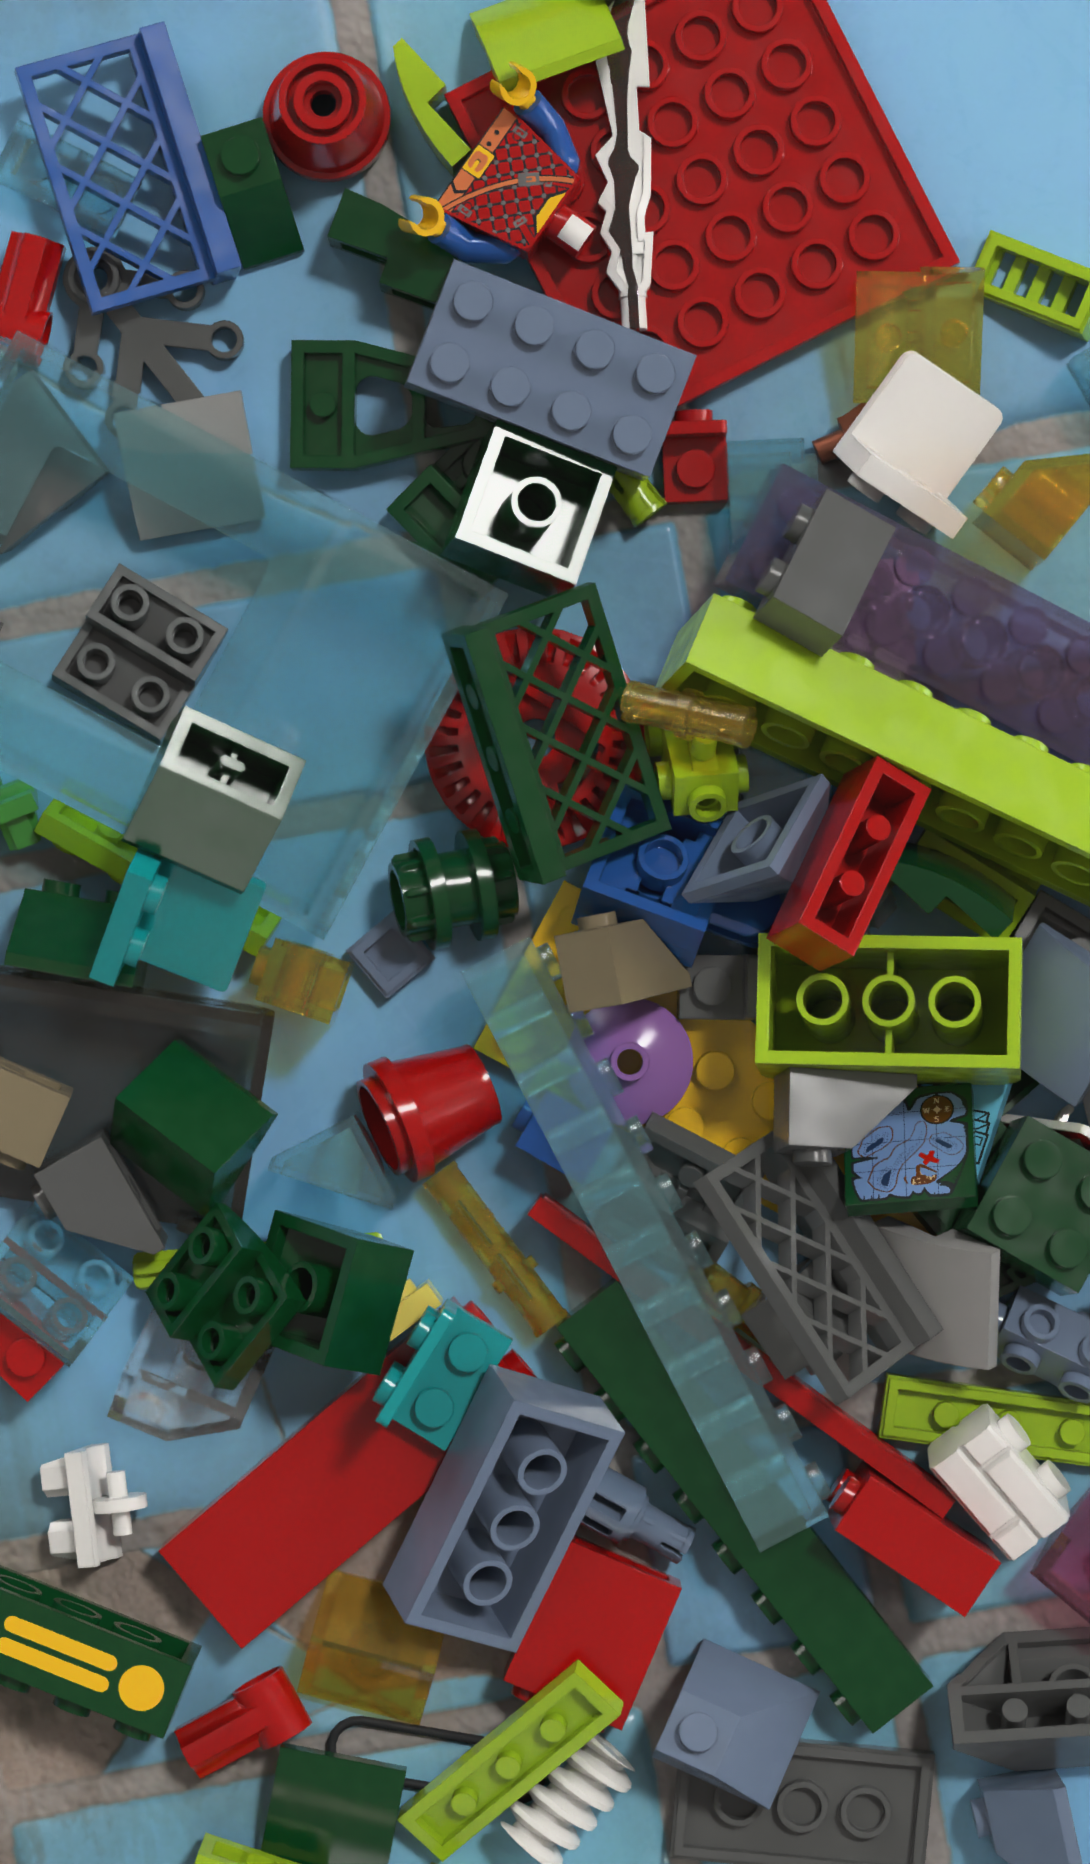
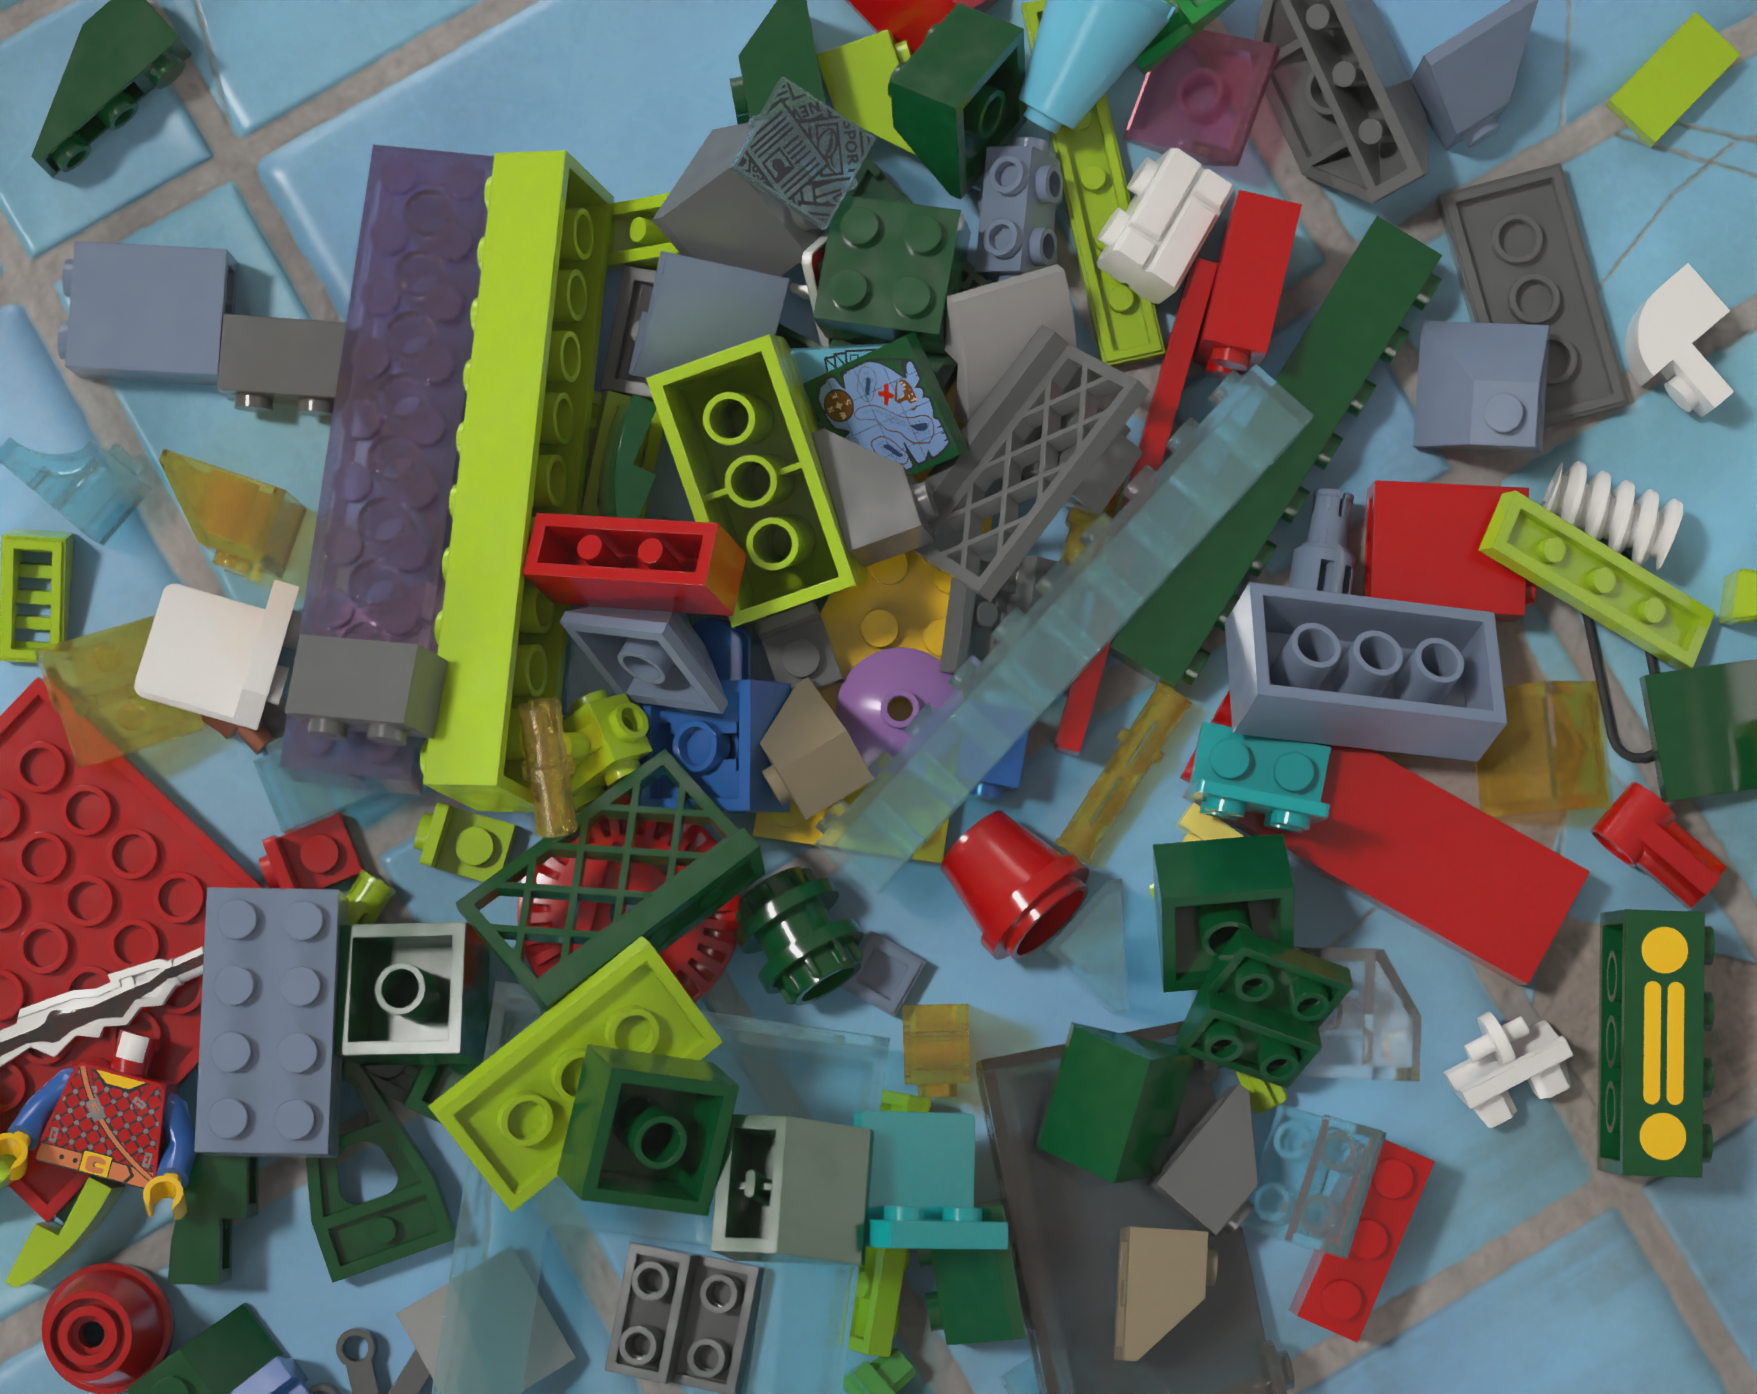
camera: 105 degrees left, 5 degrees down
(315, 687) = (647, 1130): none -> dark green brick
(393, 639) = (520, 1100): none -> lime plate
(655, 608) = (464, 842): none -> lime bracket

